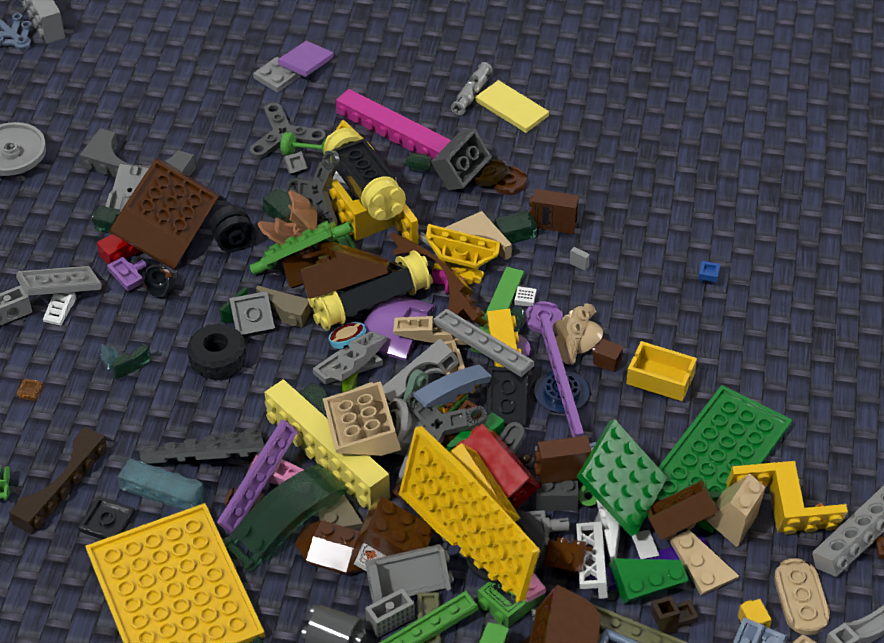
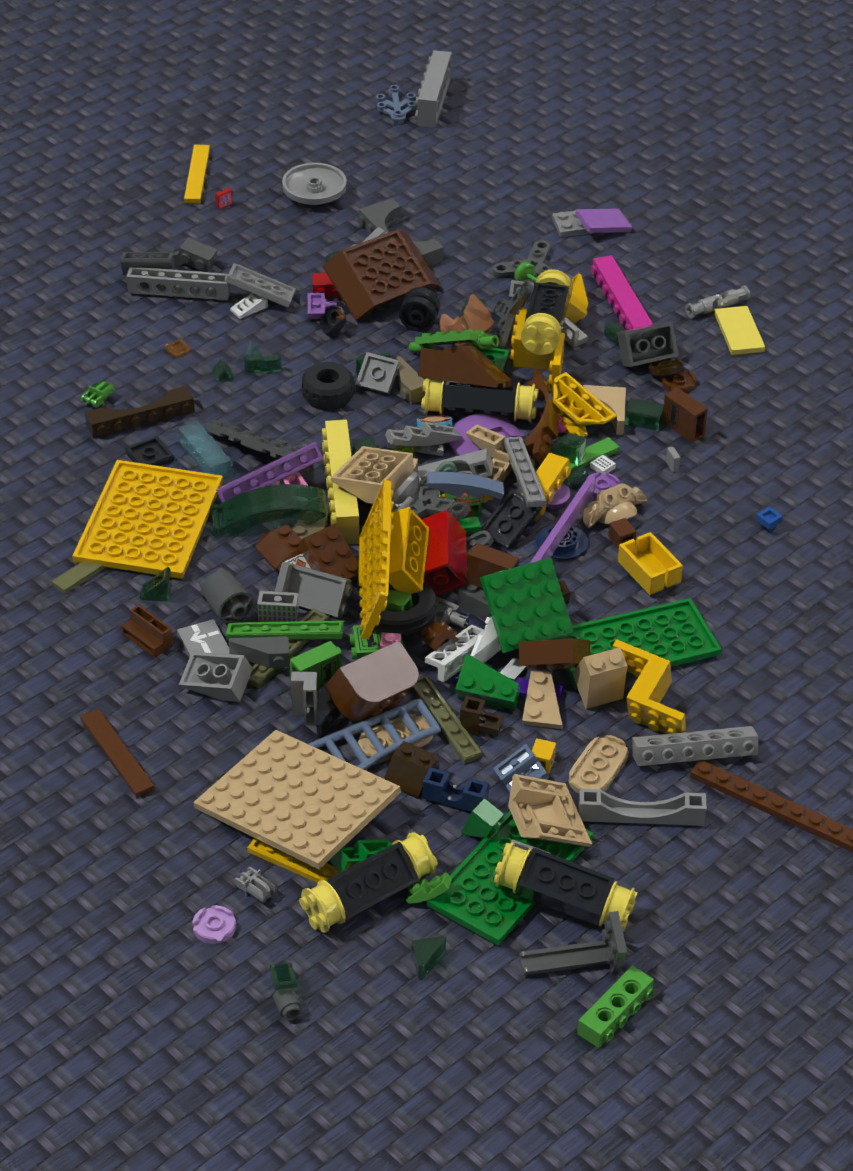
camera: 35 degrees right, 5 degrees down
(97, 391) = (222, 371): none -> clear green slope
(491, 296) = (570, 447): none -> clear green slope

